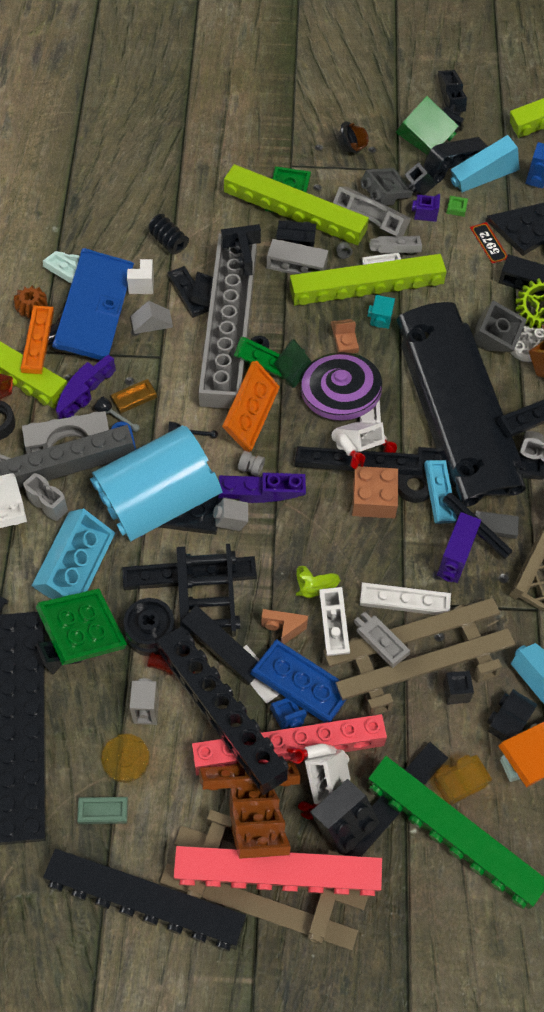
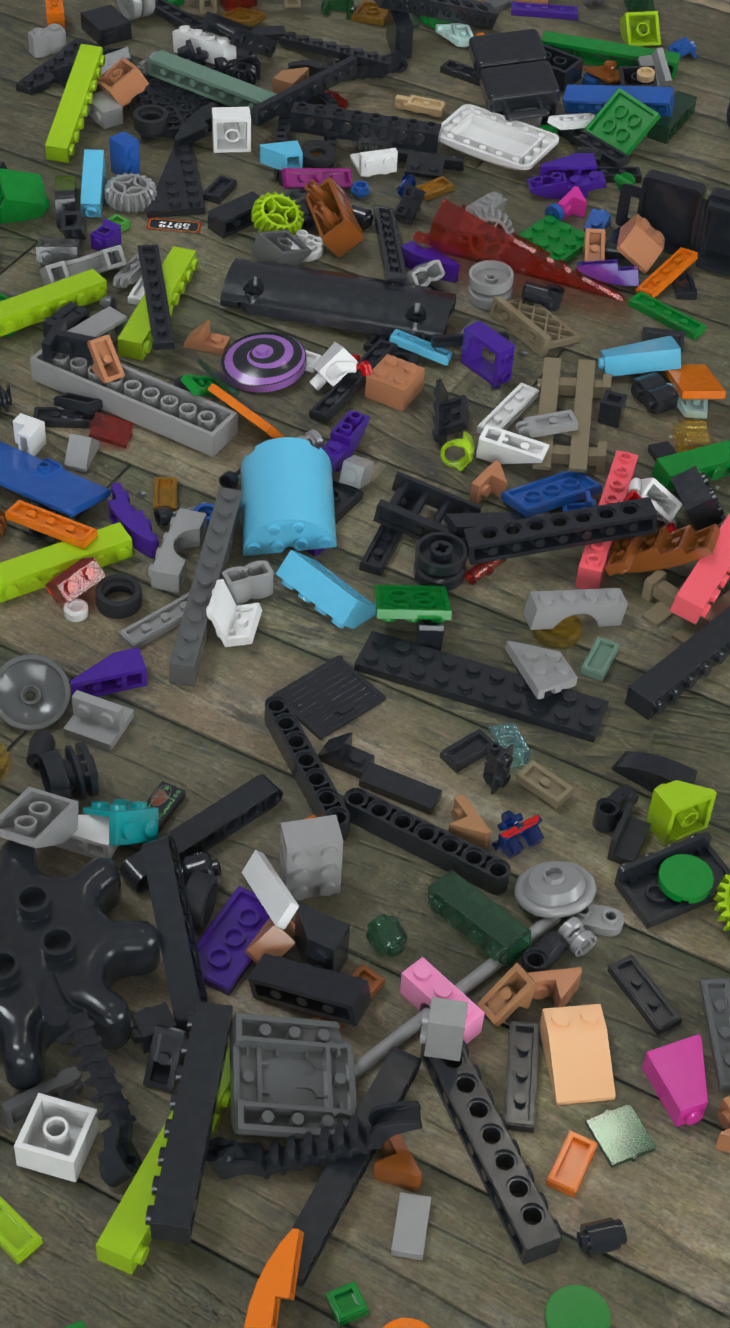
camera: 65 degrees left, 15 degrees down
(54, 765) = (541, 668): none -> light grey wing
(142, 762) = (548, 608): none -> light grey arch
(144, 702) = (518, 580): light grey brick -> none
(186, 325) = (110, 430): none -> clear red piece
(234, 278) = (106, 361): none -> nougat slope
(358, 273) = (156, 297): none -> black tile
(361, 551) = (450, 414): none -> black bracket
(381, 311) = (202, 307): teal brick -> none
(501, 193) = (129, 192): none -> light grey gear

